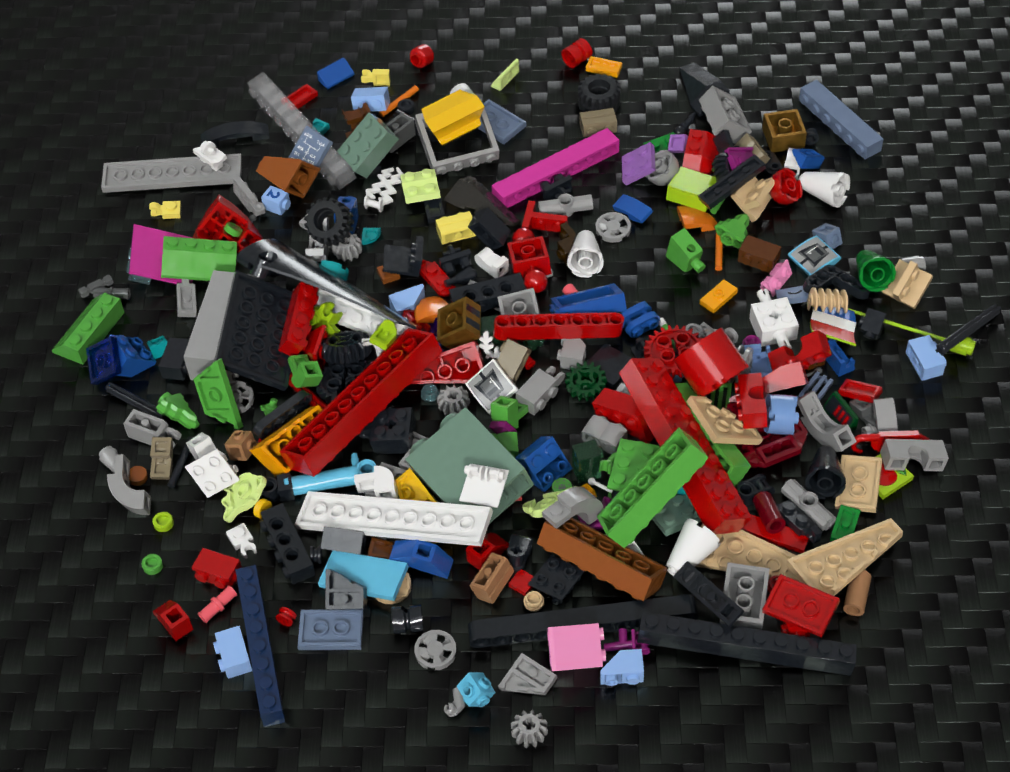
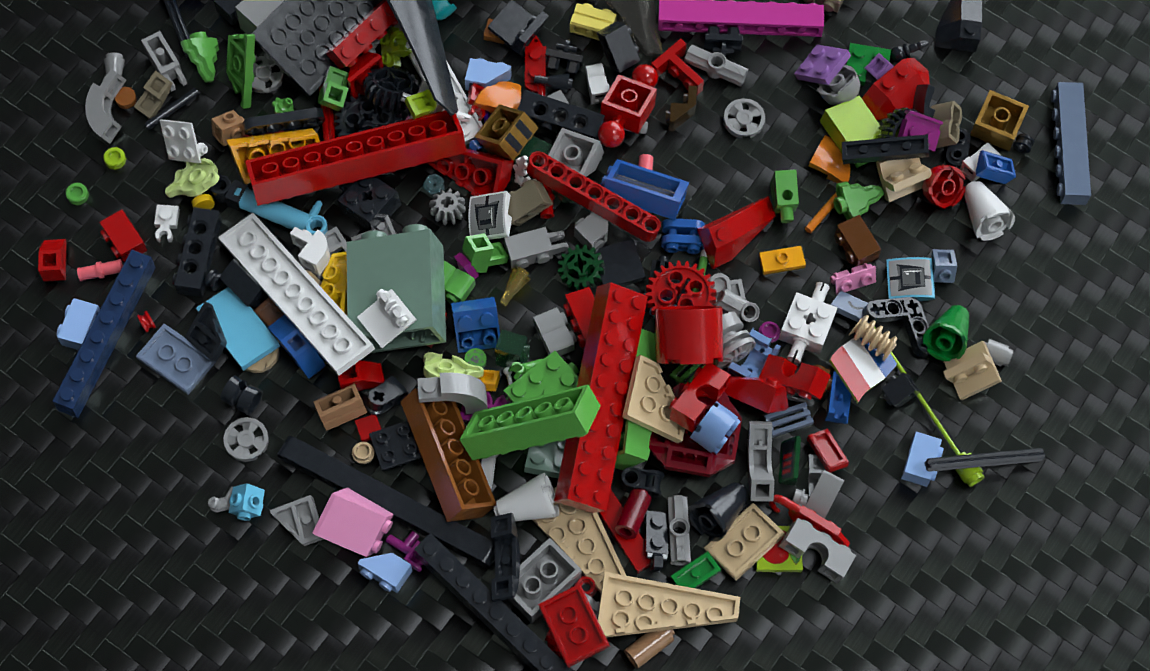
camera: 30 degrees right, 15 degrees up
(202, 445) = (195, 112): white brick -> none
(521, 725) = (259, 575): light grey gear -> none
(546, 416) = (517, 280): none -> clear yellow cone
(585, 255) = (688, 132): white cone -> none
(633, 208) = (777, 111): blue slope -> none
(671, 296) = (732, 232): none -> red wedge
(724, 113) = (952, 65): light grey brick -> none

